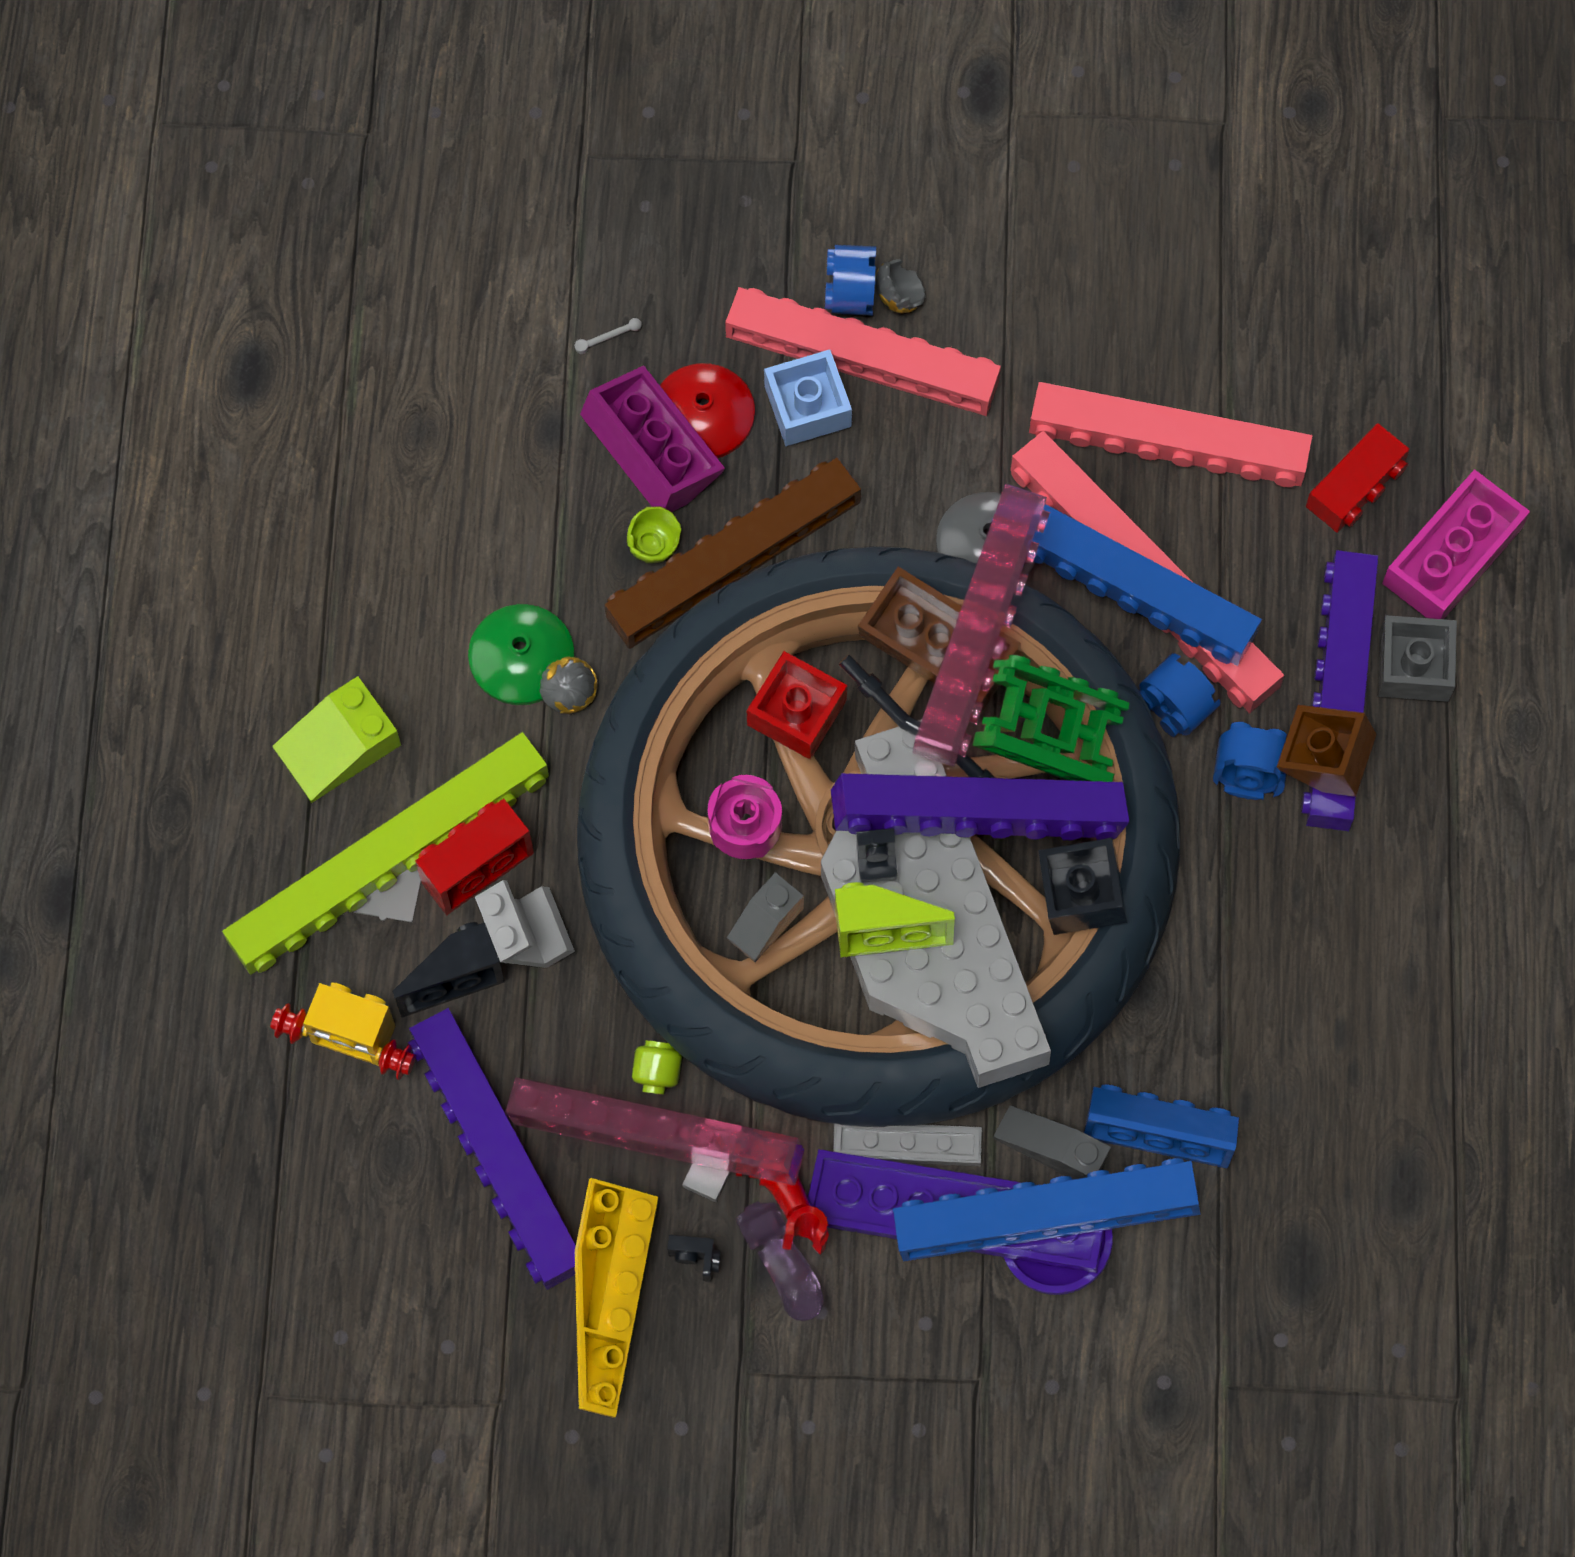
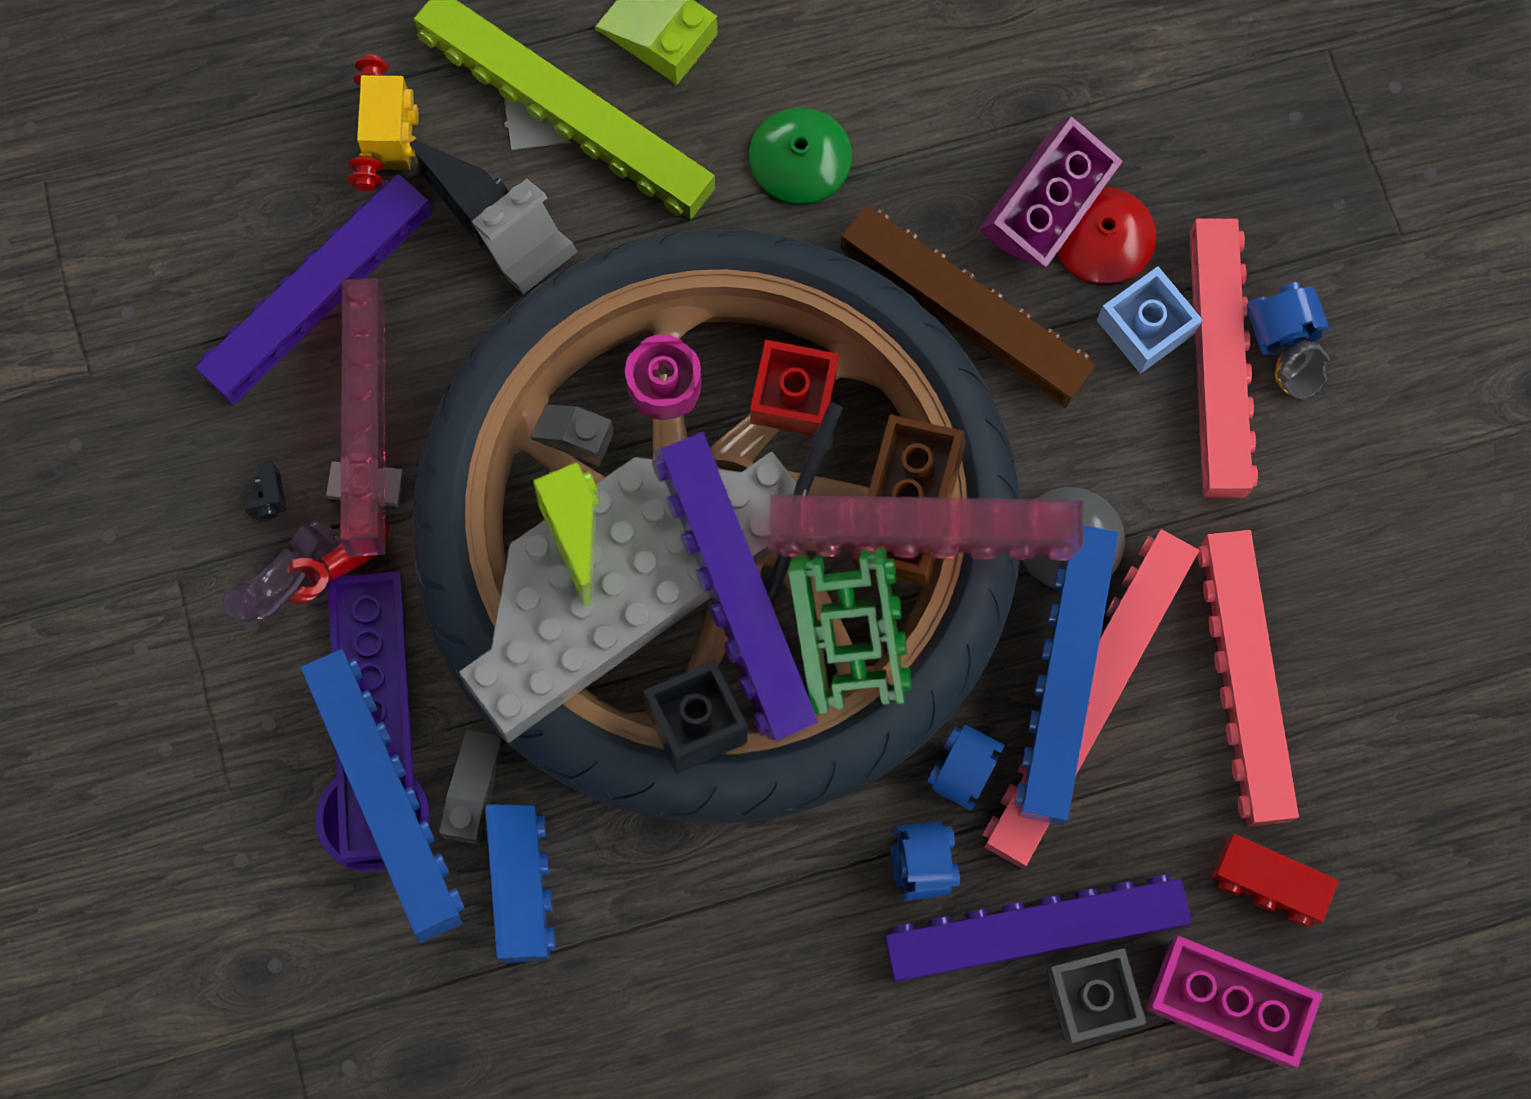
camera: 70 degrees right, 5 degrees up
(474, 855) = (579, 173): red brick -> none
(568, 685) = (780, 203): dark grey hair -> none
(582, 345) = (1127, 107): light grey hinge -> none
(608, 1285) = (206, 420): yellow wedge -> none
(653, 534) = (955, 227): lime hair -> none
(656, 1066) = (426, 398): lime head -> none
(876, 855) = (646, 503): black bracket -> none
(912, 1143) = (444, 695): light grey tile -> none
(1328, 749) = (954, 929): reddish brown slope -> none

